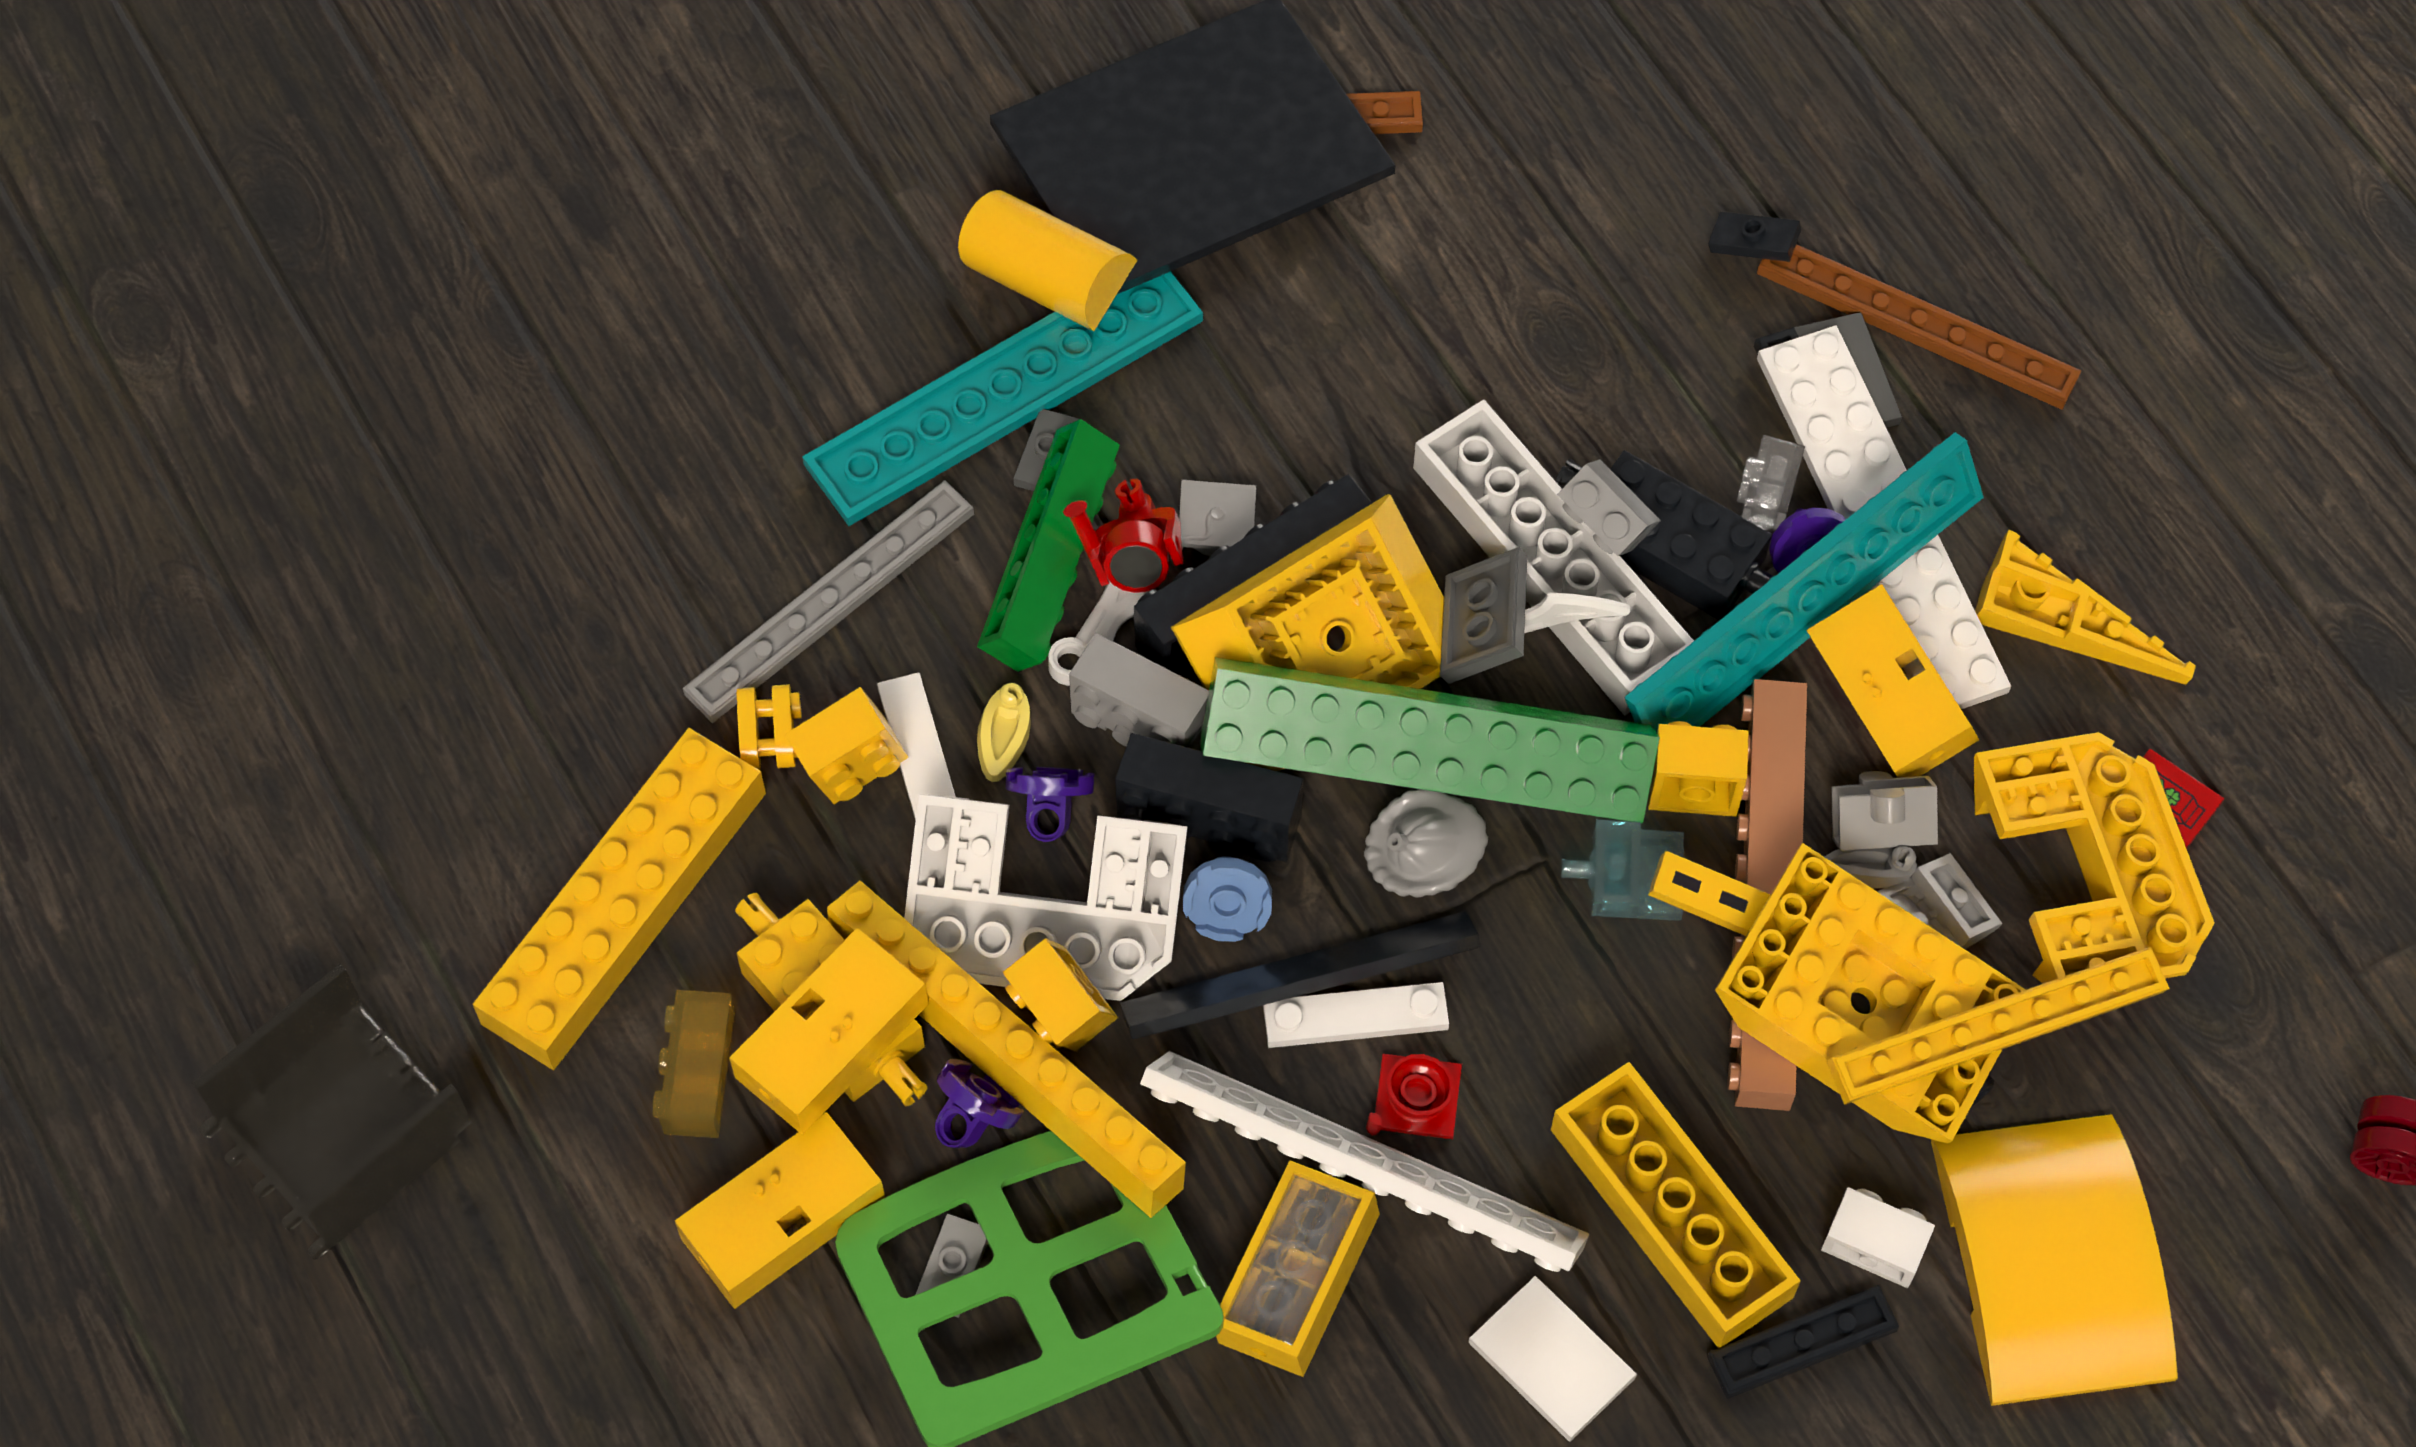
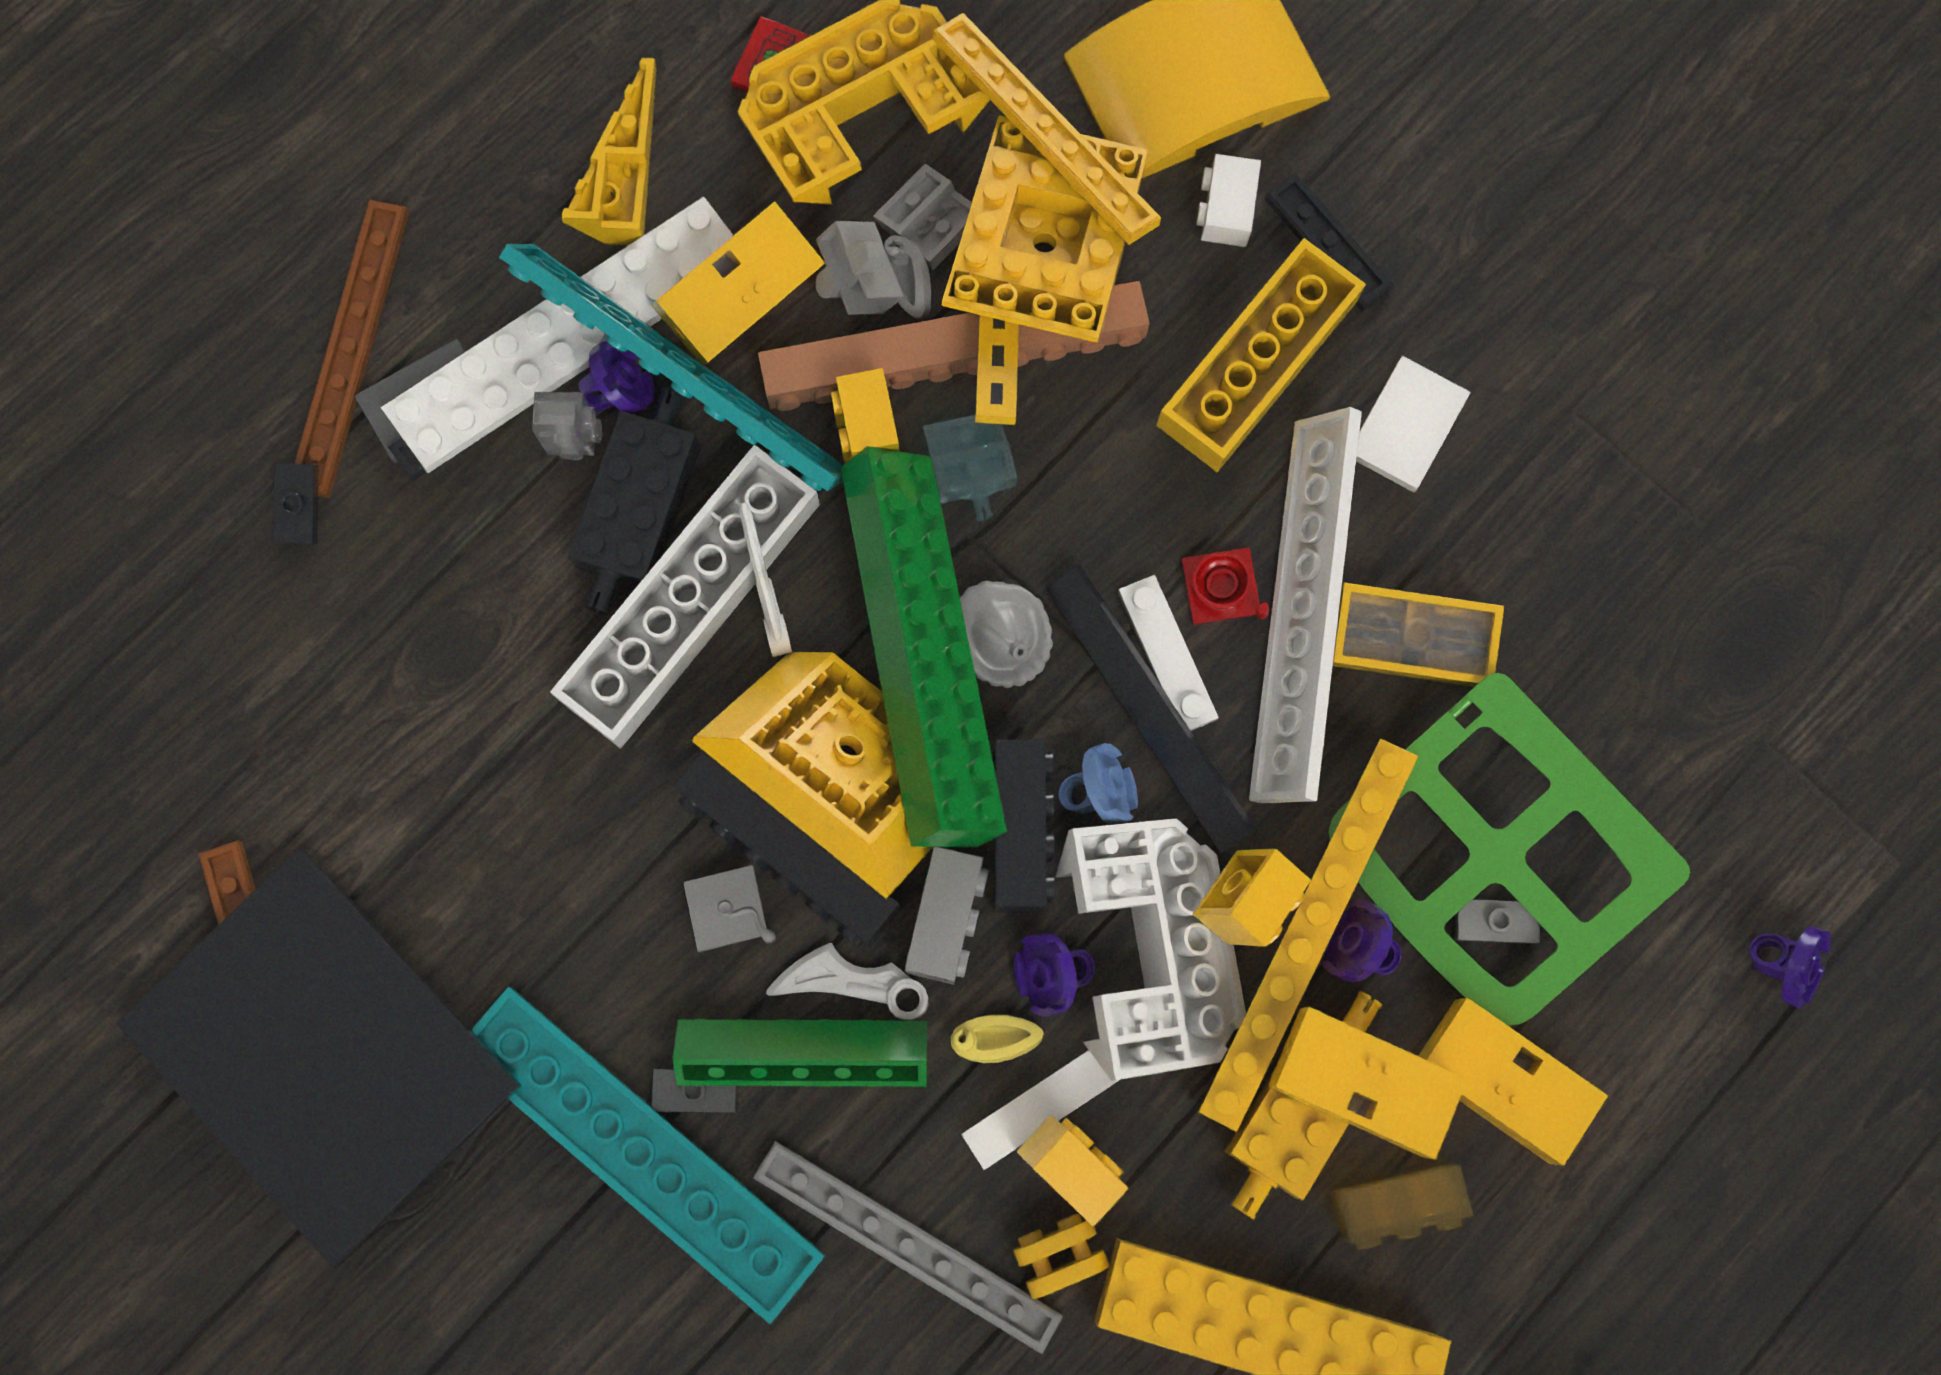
camera: 110 degrees left, 15 degrees up
(1043, 257) = (490, 1156): yellow brick -> none
(1133, 548) = (796, 967): red piece -> none
(1484, 615) = (779, 631): dark grey tile -> none
(1607, 508) = (646, 545): light grey brick -> none

